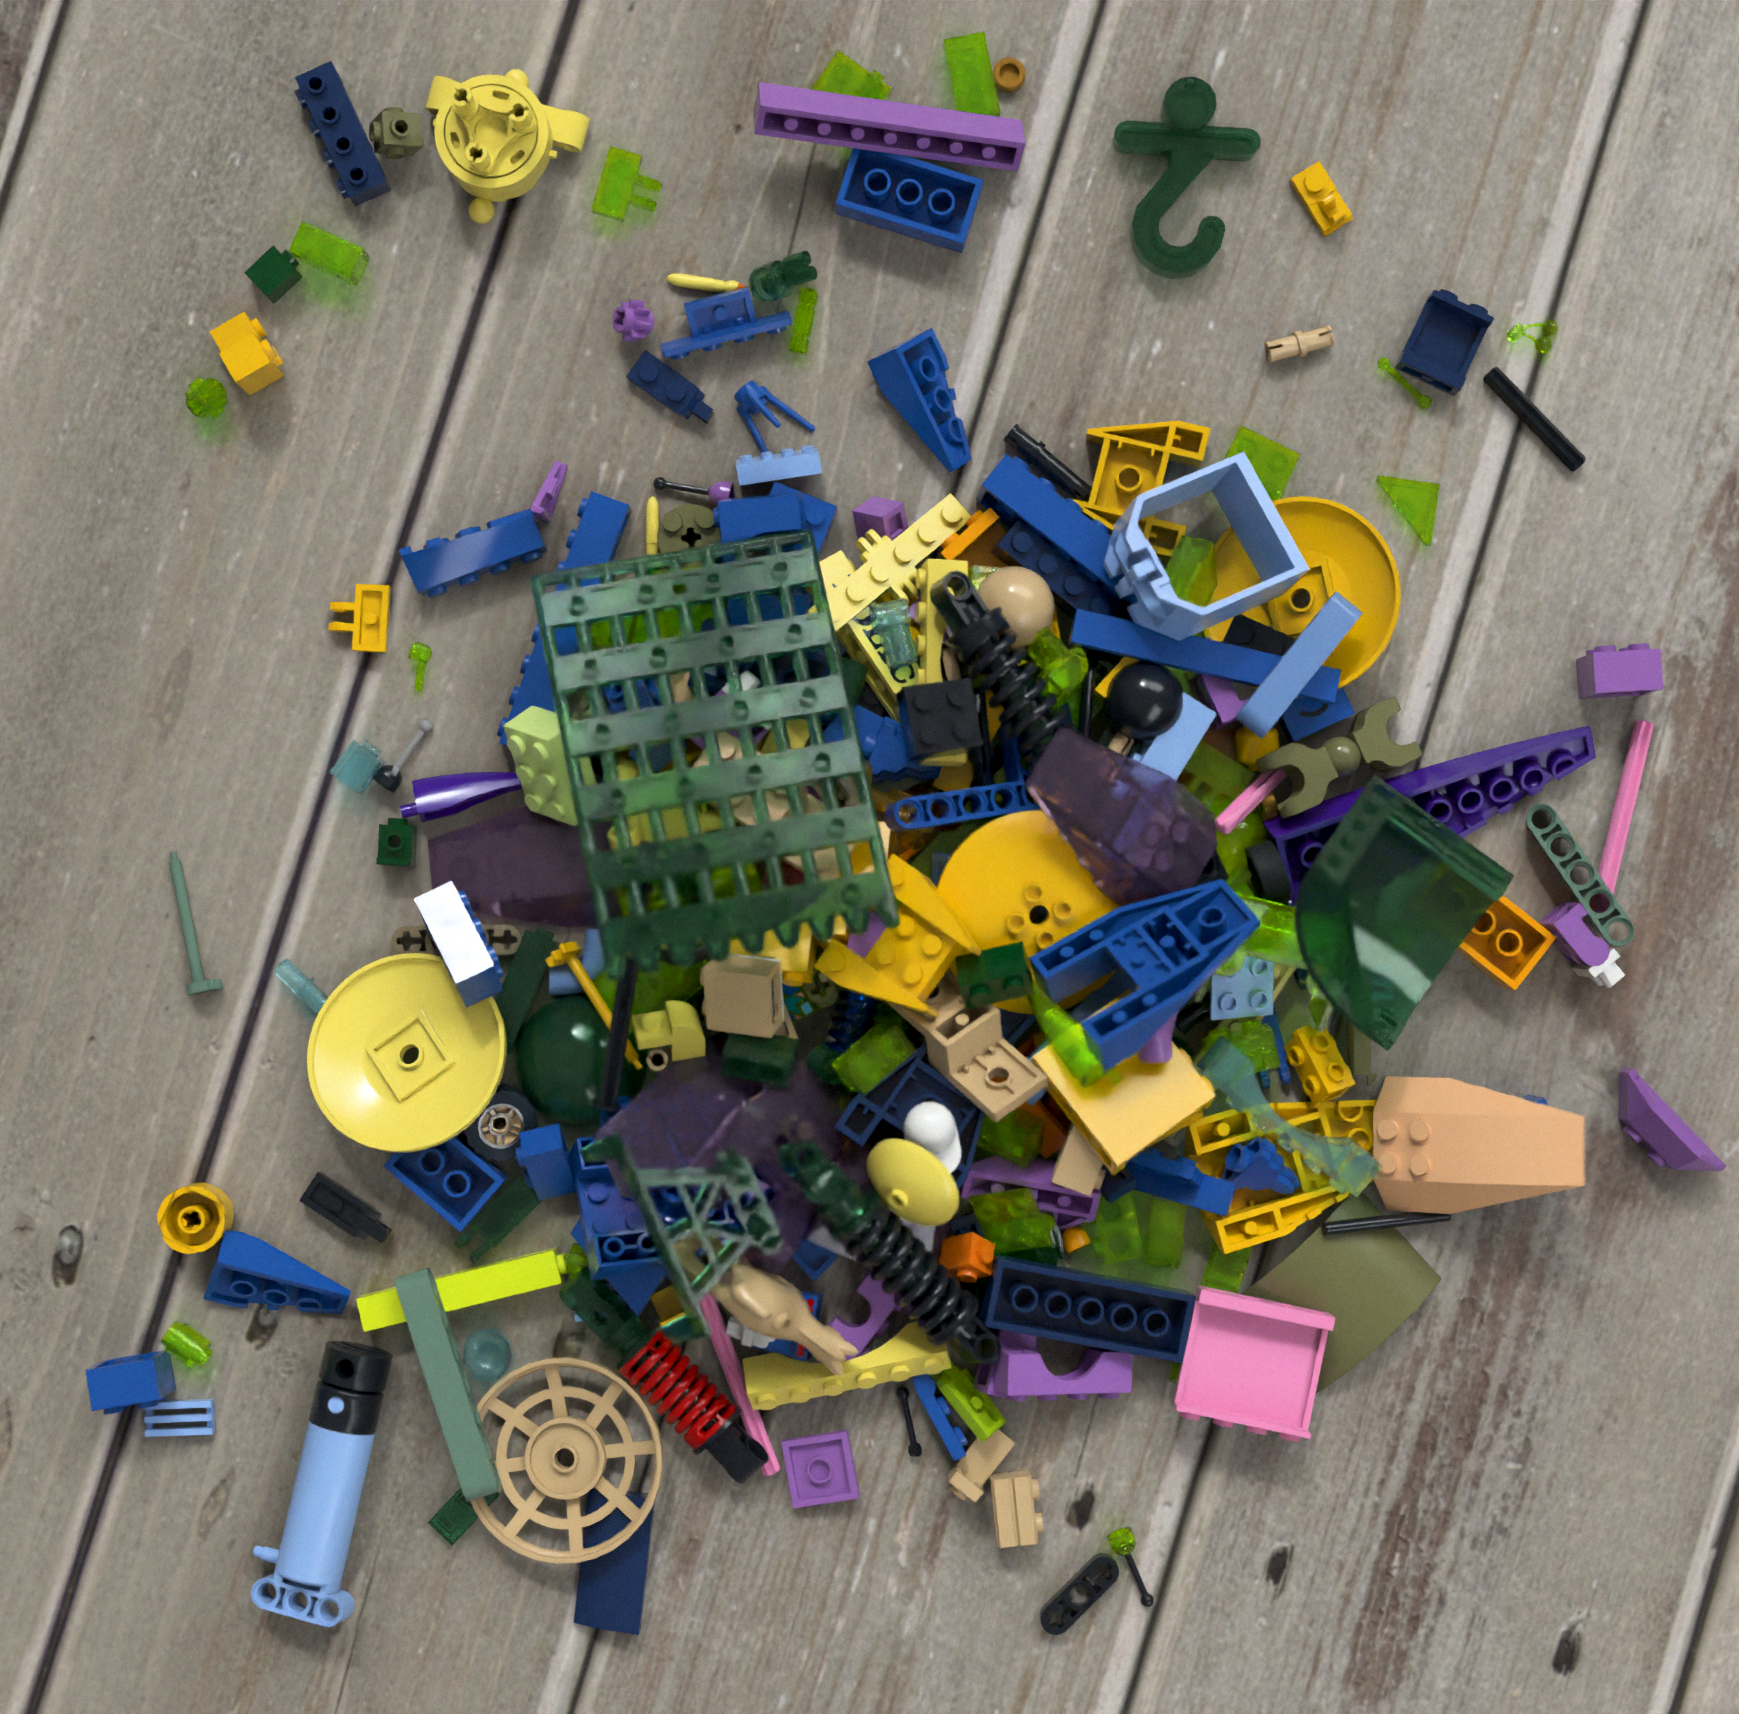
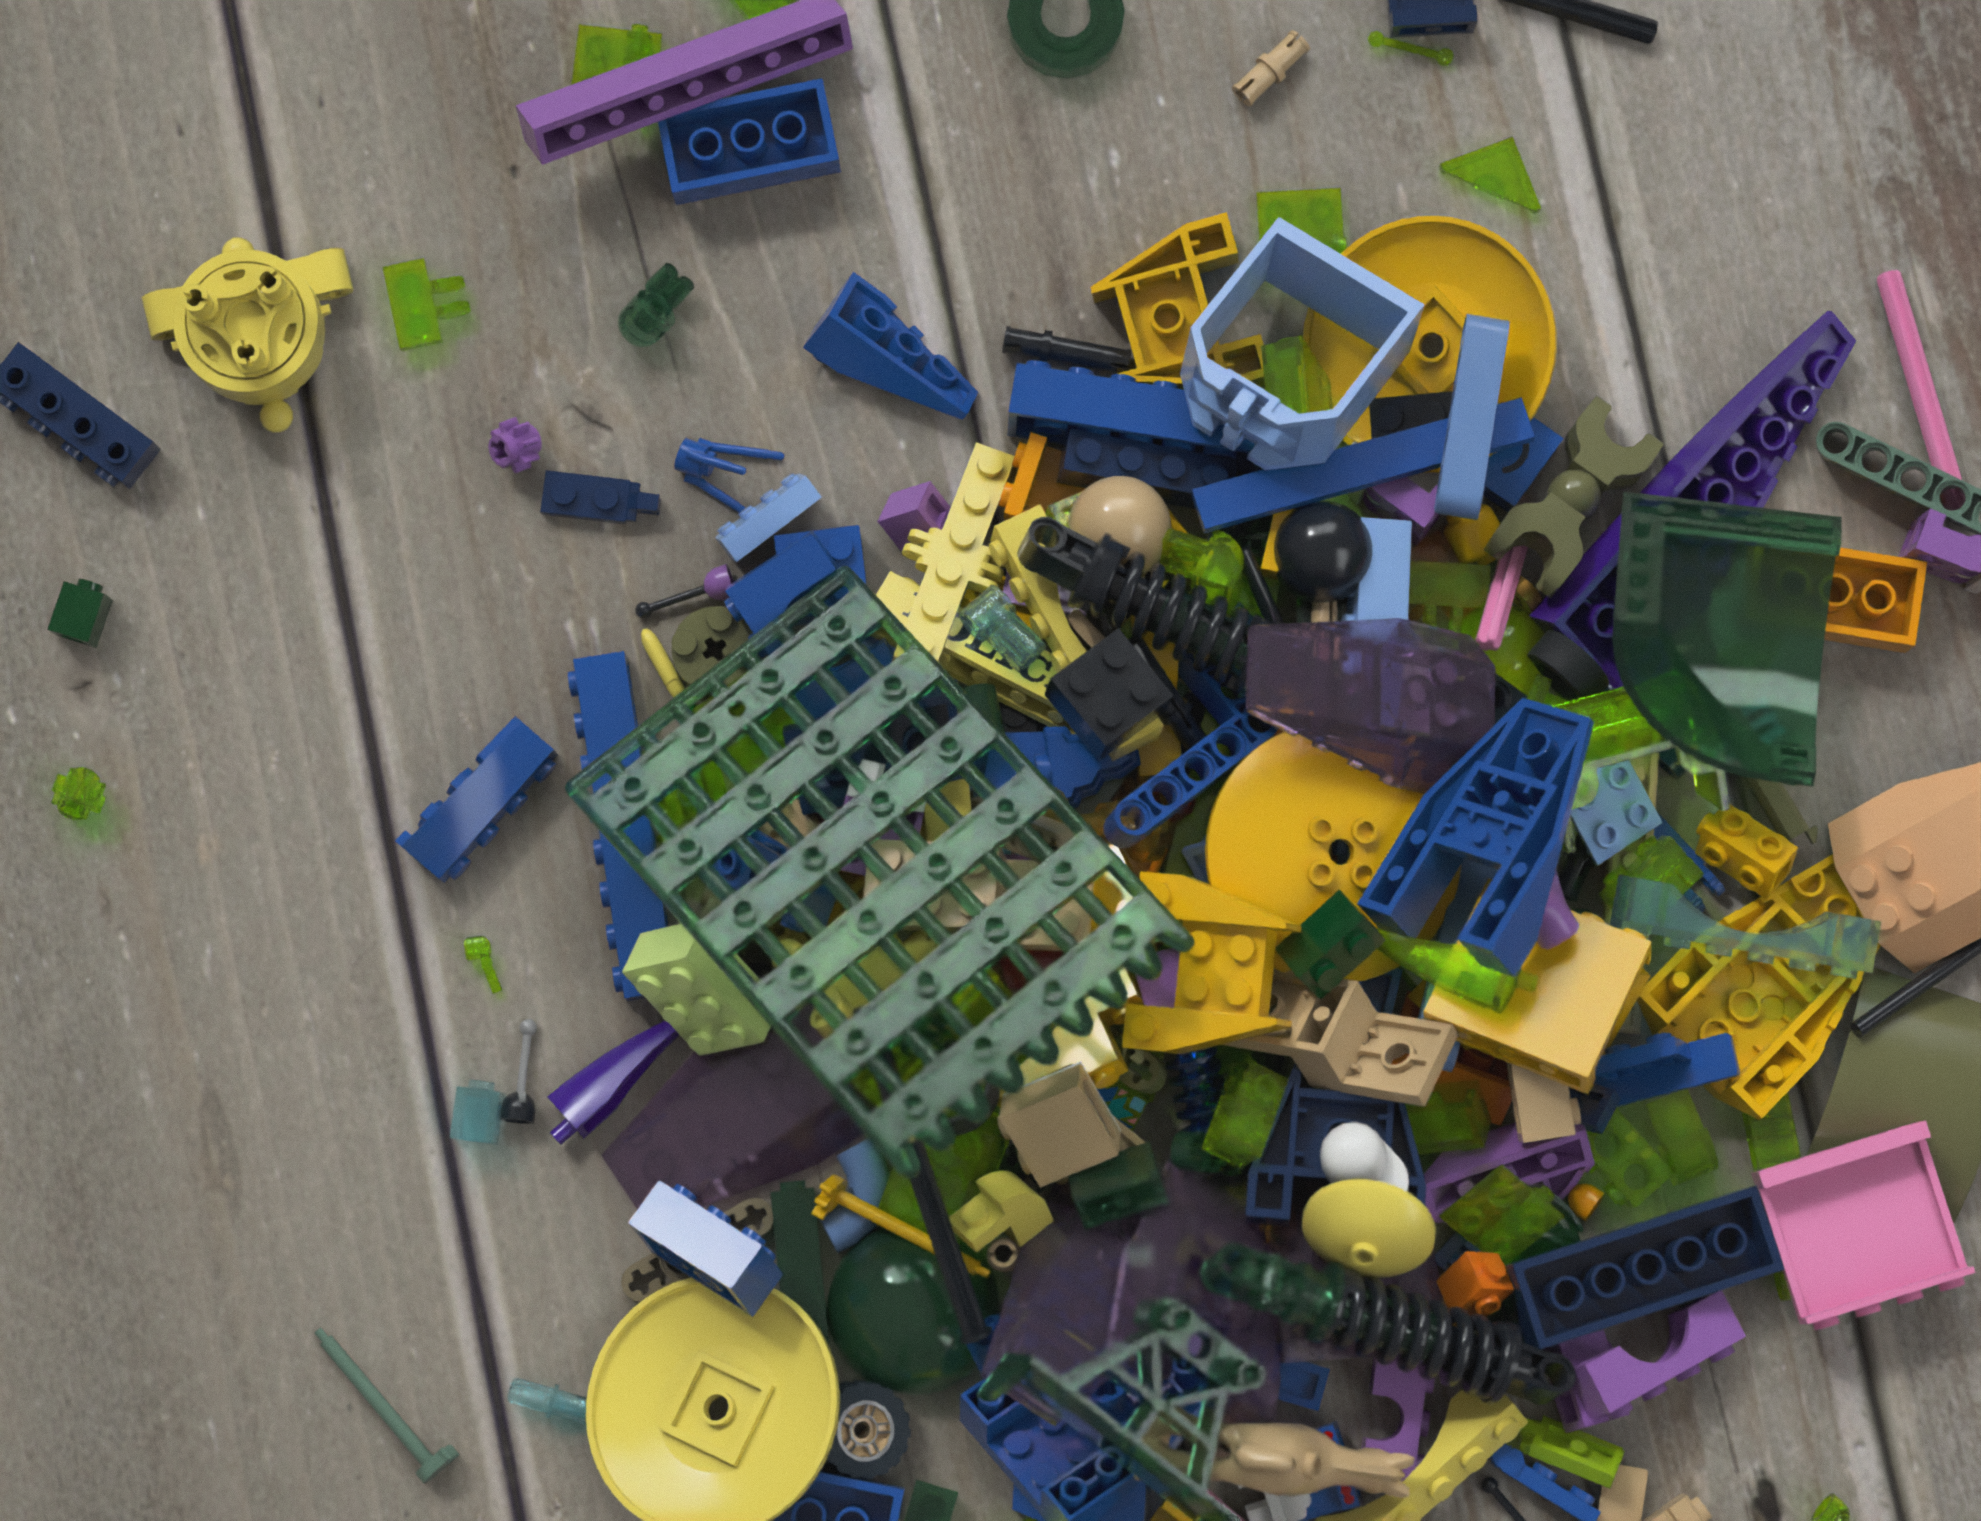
camera: 25 degrees left, 5 degrees down
(245, 353) = (102, 720): yellow brick -> none
(329, 253) = (131, 556): clear neon green brick -> none
(370, 620) = (399, 940): yellow hinge -> none
(396, 133) = (135, 382): olive brick -> none
(406, 852) = (581, 1189): dark green brick -> none
(546, 1161) = (941, 1442): blue brick -> none
(547, 497) = (525, 687): medium lavender tile -> none
(703, 283) = (601, 351): light yellow piece -> none
(721, 320) = (614, 391): blue bracket -> none
(803, 321) = (705, 342): clear neon green axle -> none
(1259, 1168) = (1745, 1001): blue rock -> none
(1619, 673) = (1829, 234): medium lavender brick -> none

